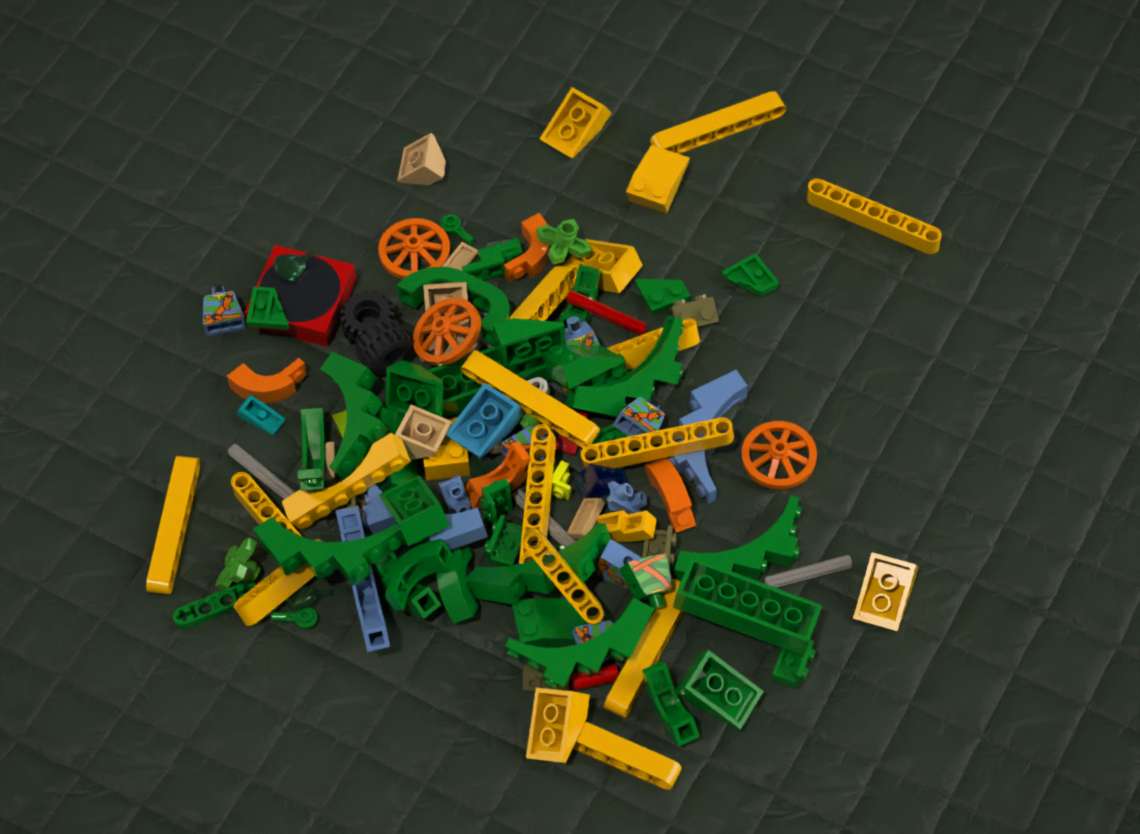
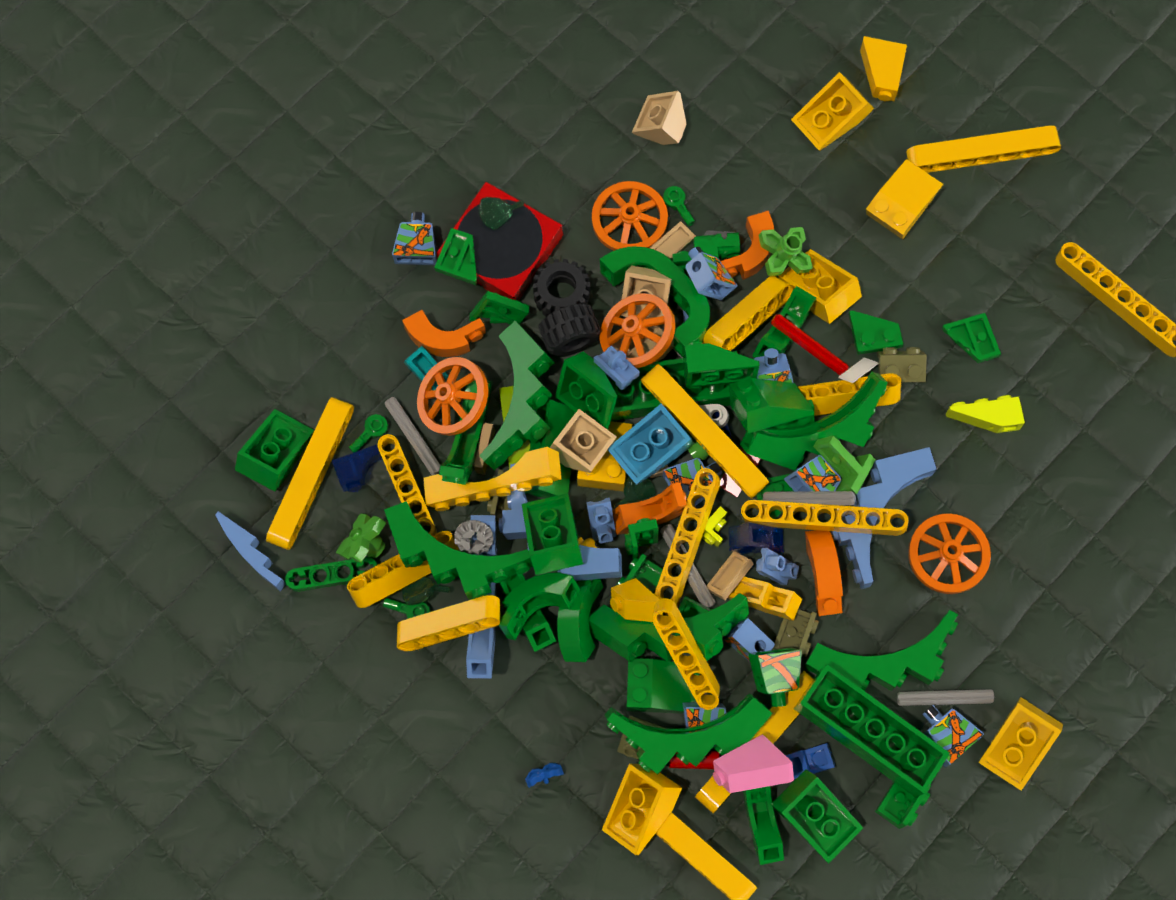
camera: 15 degrees right, 15 degrees up
(128, 599) = (246, 546): none -> medium blue slope
(133, 514) = (273, 450): none -> green slope
(213, 509) = (354, 467): none -> clear blue arch
(223, 474) = (374, 427): none -> green plate
(288, 424) = (450, 394): none -> orange wheel
(314, 347) = (499, 309): none -> green wing
(336, 520) = (466, 530): none -> light grey gear
(337, 611) = (448, 623): none -> yellow beam
(436, 362) = (617, 367): none -> medium blue hips
(458, 723) = (538, 775): none -> blue piece
(493, 271) = (709, 275): none -> medium blue torso
(505, 552) = (633, 601): none -> yellow slope
(609, 77) = (883, 66): none -> yellow slope
(648, 656) = (753, 766): none -> bright pink slope
(654, 325) = (858, 370): none -> white sticker
(654, 425) = (813, 497): none -> light grey axle
(664, 399) = (850, 468): none -> bright green bracket
(686, 656) = (813, 759): none -> blue slope
(786, 333) = (994, 415): none -> neon yellow slope
(826, 593) = (951, 732): none -> torso

